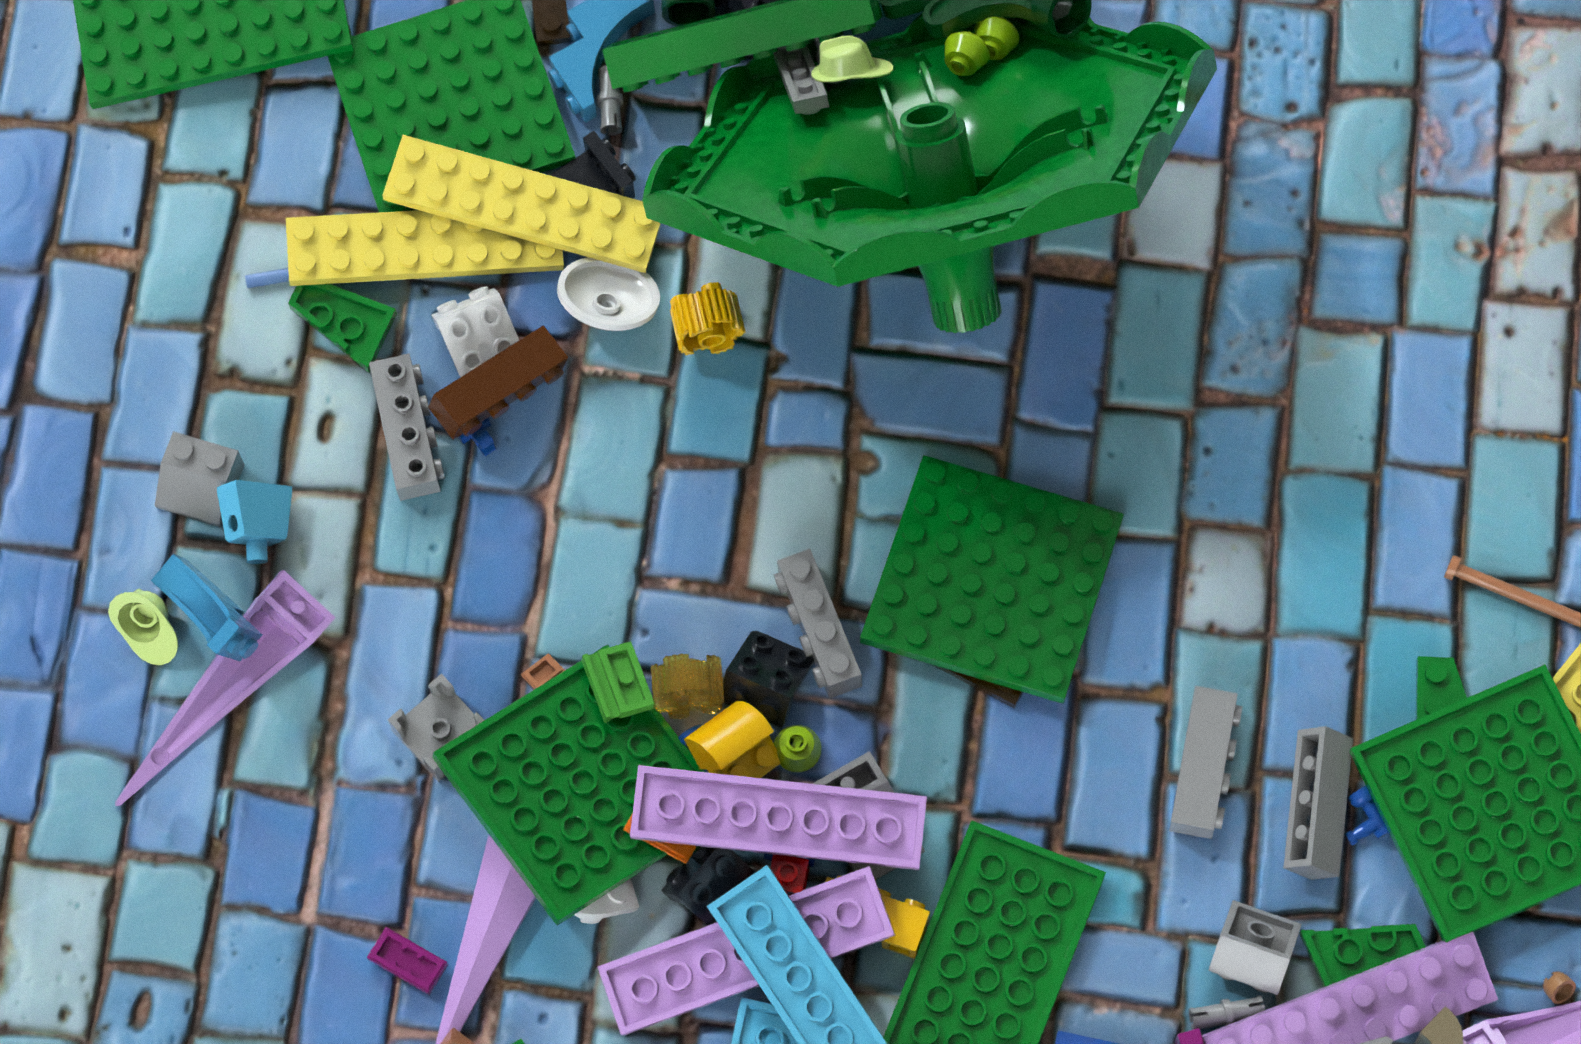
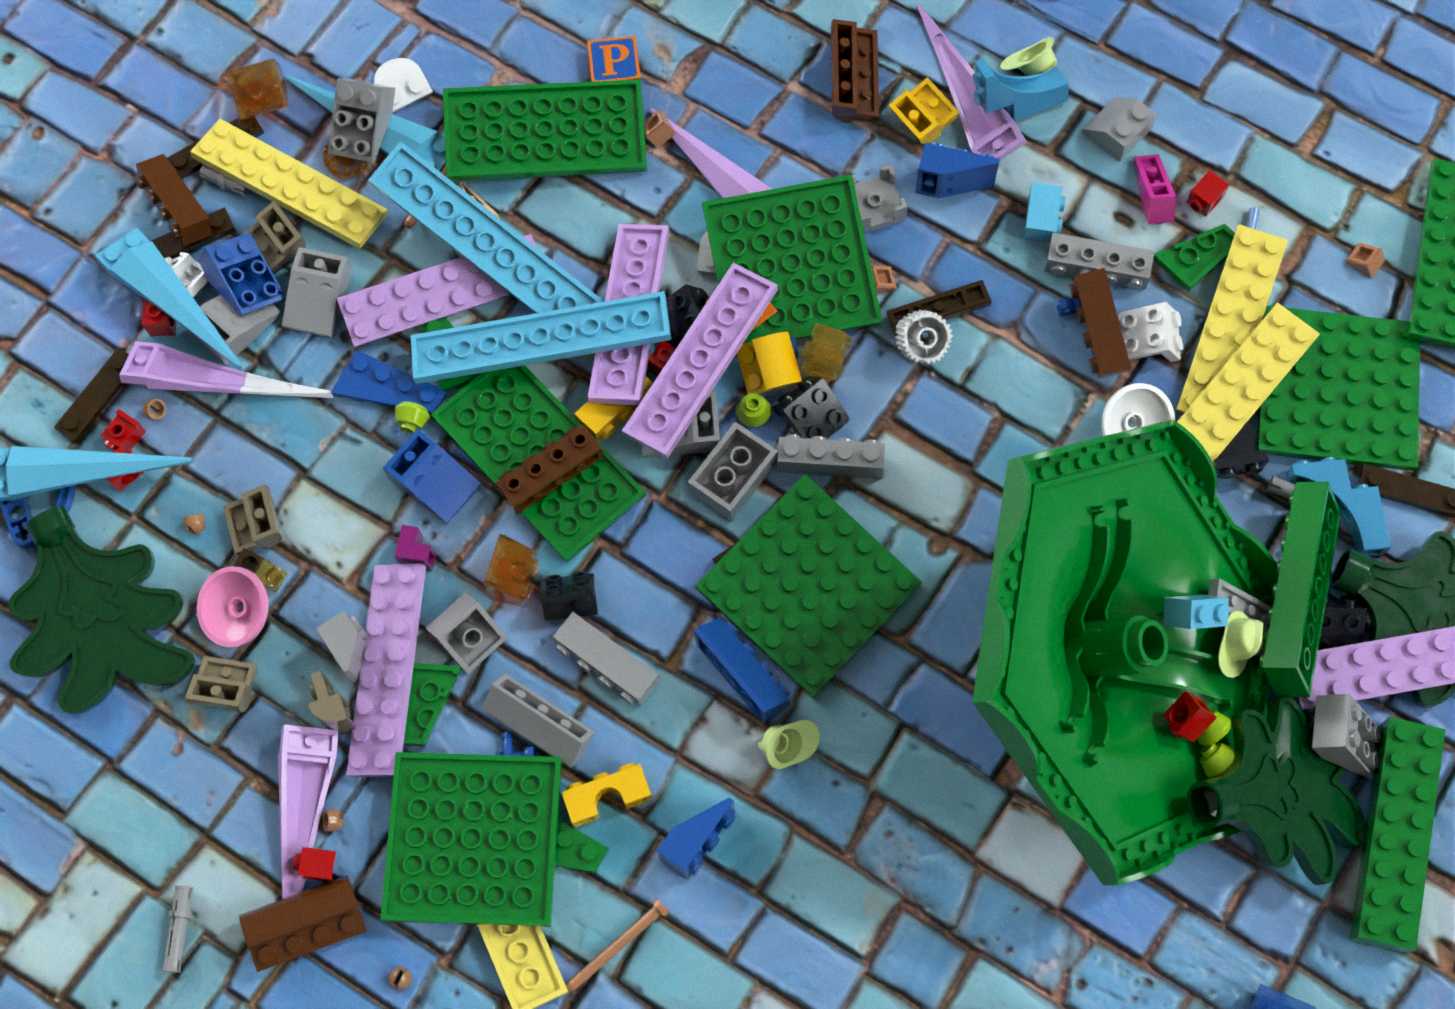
camera: 115 degrees right, 0 degrees up
(253, 339) = (1207, 193): none -> red brick
(255, 515) = (1074, 143): medium azure torso -> none
(260, 135) = (1366, 259): none -> nougat slope
(261, 835) = (854, 72): none -> reddish brown brick
(272, 402) = (1155, 189): none -> dark pink slope
(283, 721) = (924, 111): none -> yellow brick
(366, 518) = (1043, 212): none -> medium azure brick
(368, 660) = (954, 171): none -> blue slope
(407, 960) = (732, 125): magenta plate -> none
(555, 588) = (947, 304): none -> dark brown plate
(611, 580) = (909, 334): none -> white brick
(618, 681) = (849, 310): bright green plate -> none
(851, 104) = (1196, 611): none -> medium azure brick
(896, 725) = (733, 471): none -> light grey brick
(962, 62) = (1188, 717): none -> red brick
(1004, 942) = (549, 469): none -> reddish brown brick
(1136, 601) = (742, 670): none -> blue slope
(1144, 849) = (568, 594): none -> black bracket
(1156, 927) = (510, 571): none -> clear orange slope
(1195, 515) = (790, 743): none -> yellowish green piece
(1225, 1012) = (434, 593): light grey pin -> none
(1361, 558) = (694, 837): none -> blue slope
(1378, 708) = (583, 798): none -> yellow arch

